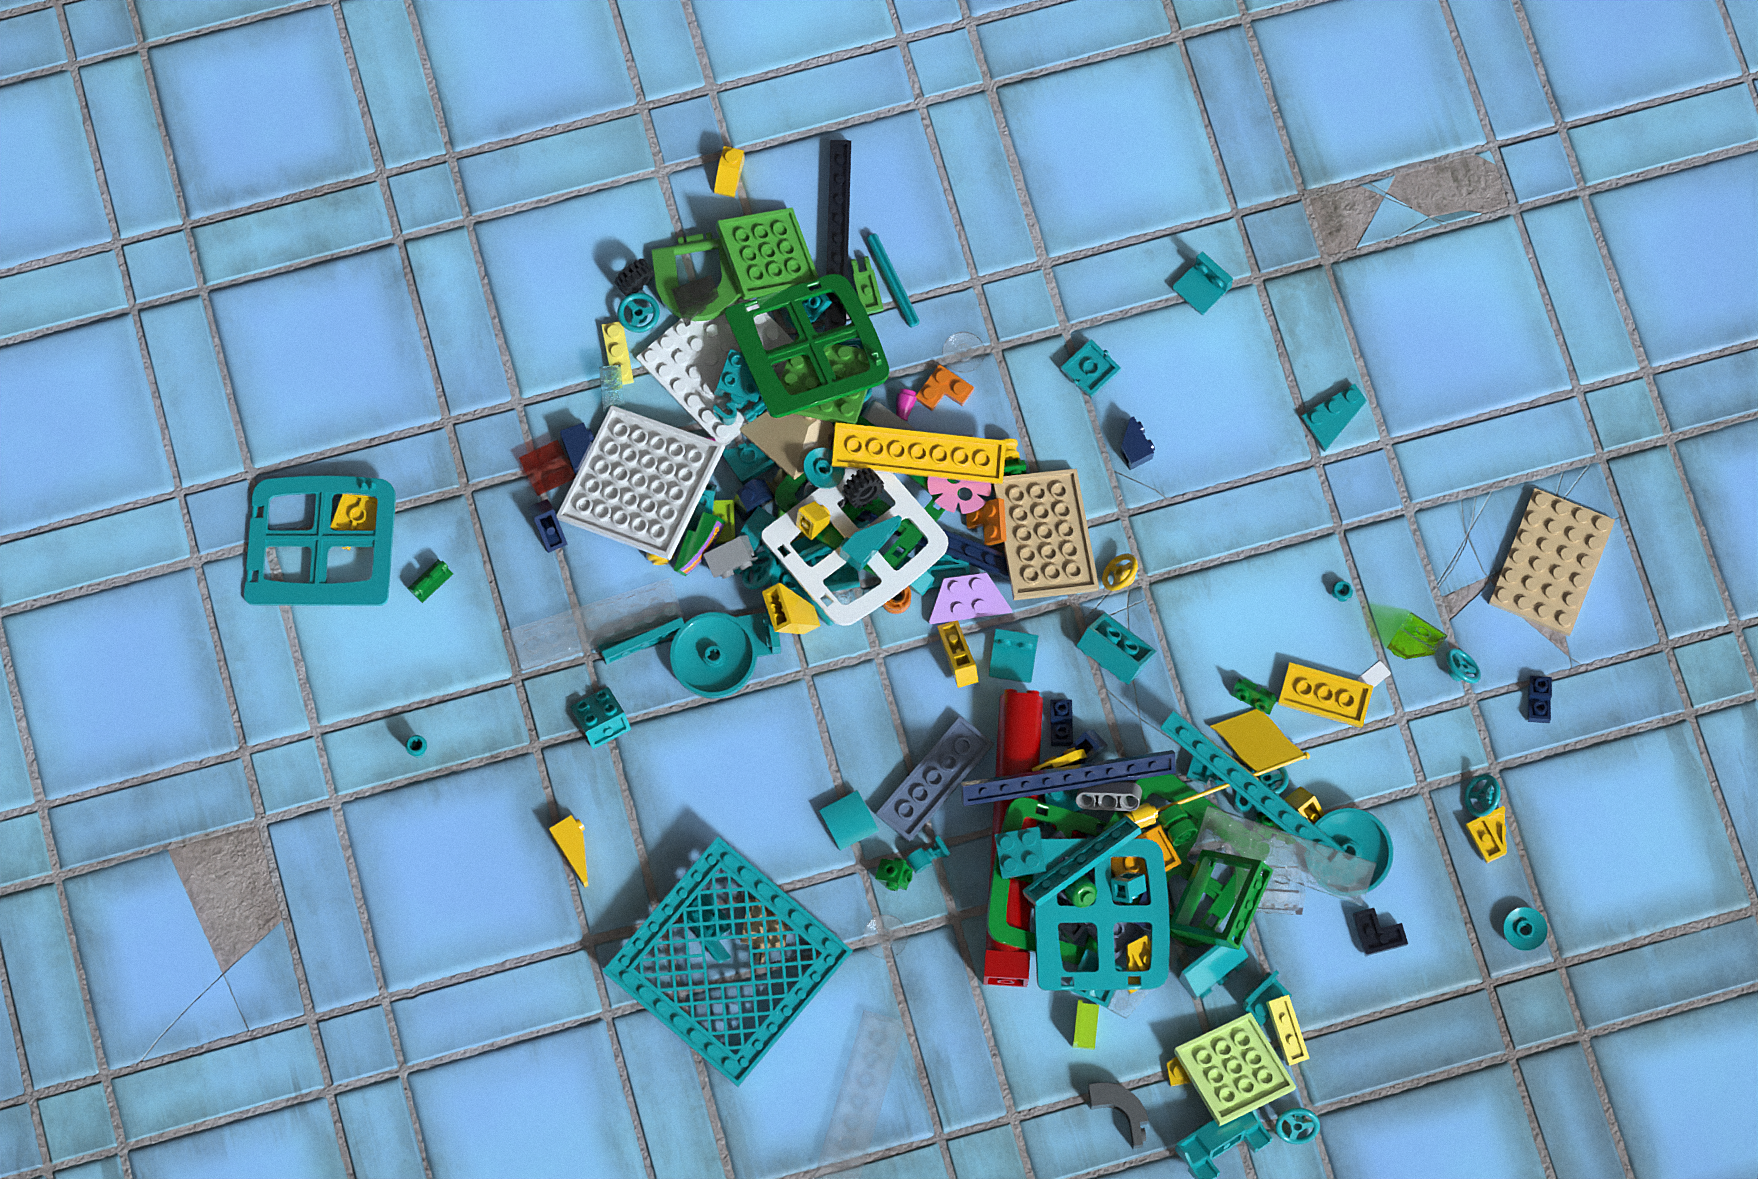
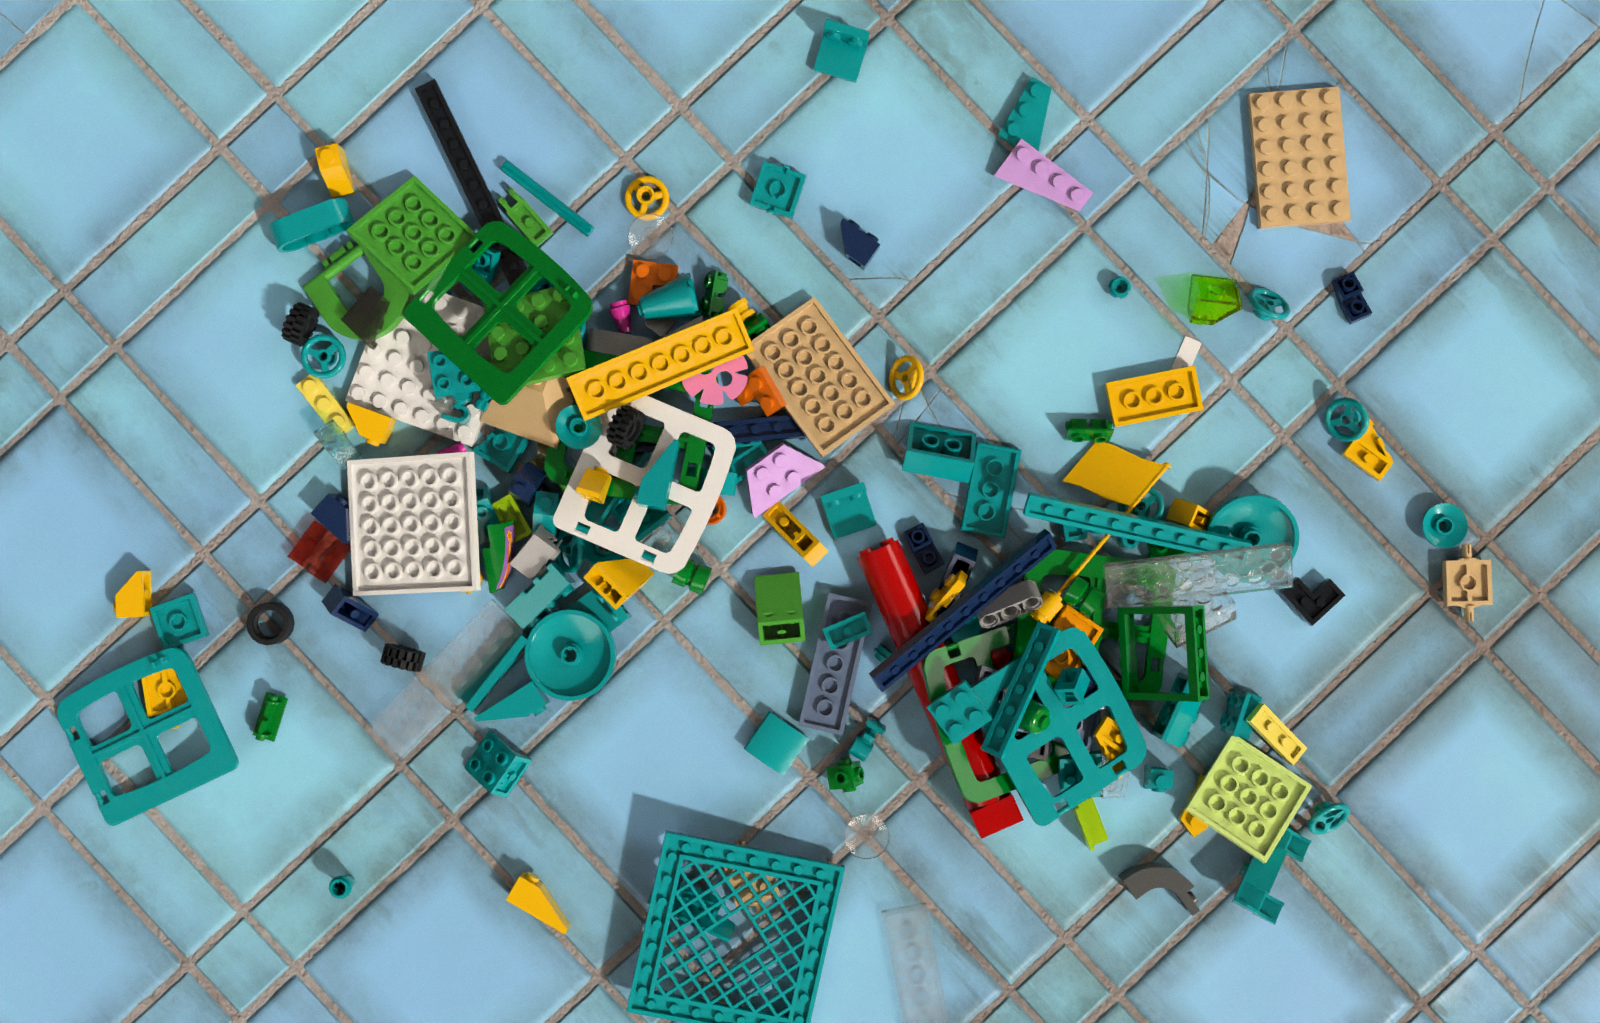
camera: 20 degrees left, 15 degrees up
(373, 427) = (135, 596): none -> yellow slope
(399, 464) = (179, 621): none -> teal plate
(476, 520) = (253, 628): none -> black tyre
(571, 586) = (403, 657): none -> black tyre
(649, 387) = (371, 425): none -> yellow slope
(649, 675) = (519, 704): none -> teal slope
(687, 204) = (311, 225): none -> teal plant
(715, 594) = (540, 596): none -> teal wedge
(852, 644) = (693, 576): none -> green wheel
(910, 709) = (779, 608): none -> bright green slope
(934, 424) = (660, 326): none -> light grey slope
(953, 411) = (671, 300): none -> teal cone
(960, 752) = (847, 630): none -> teal plate
(977, 313) = (641, 191): none -> yellow piece
(996, 418) = (714, 284): none -> green hinge
(1144, 703) = (990, 490): none -> teal tile
(1164, 1016) = (1158, 778): none -> teal brick
(1318, 463) = (1040, 175): none -> lavender wing
(1522, 988) = (1467, 582): none -> tan plate

